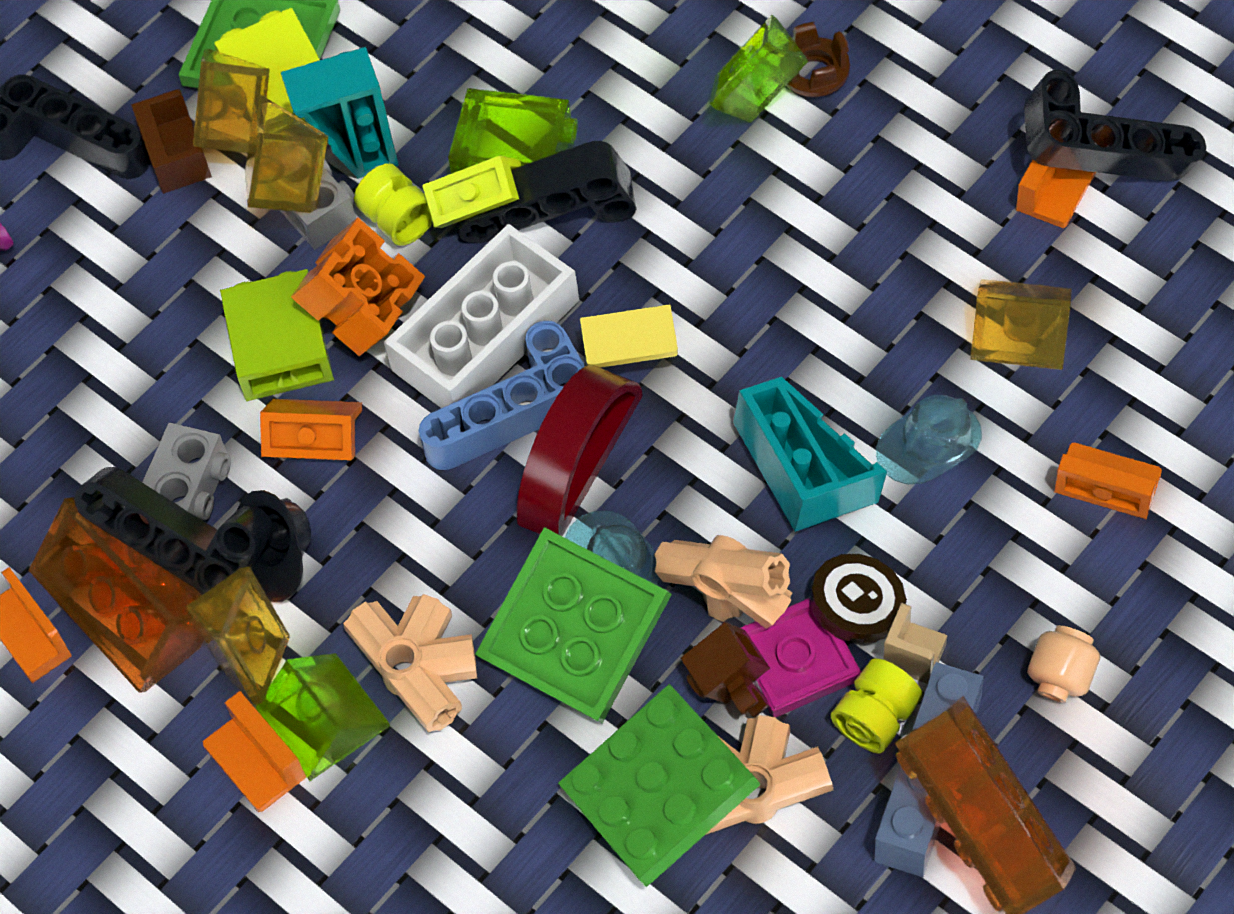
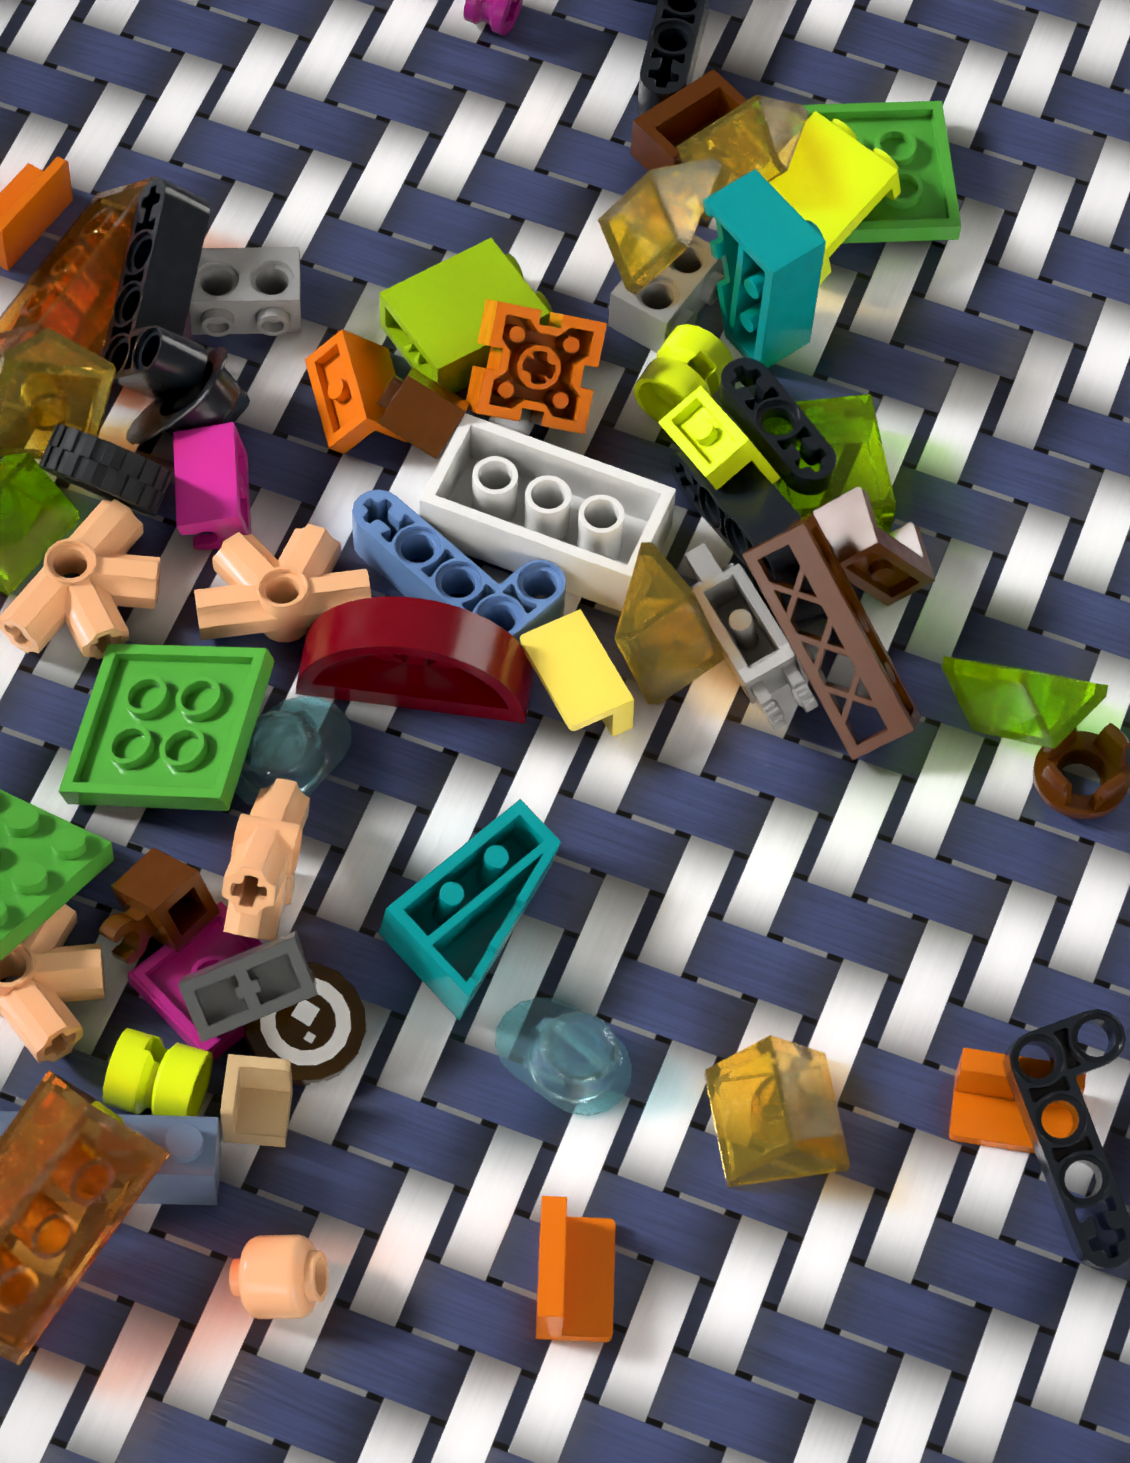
camera: 60 degrees right, 0 degrees up
(326, 607) = (105, 469): none -> black tyre
(358, 544) = (211, 484): none -> dark pink hinge
(365, 374) = (421, 411): none -> reddish brown brick
(464, 511) = (276, 594): none -> light nougat piece
(487, 133) = (777, 449): none -> black beam
(599, 120) = (873, 560): none -> reddish brown panel
(614, 261) = (663, 629): none -> clear yellow slope
(636, 223) = (748, 635): none -> light grey hinge
(672, 148) = (852, 627): none -> reddish brown fence
(829, 614) = (248, 986): none -> dark grey hinge

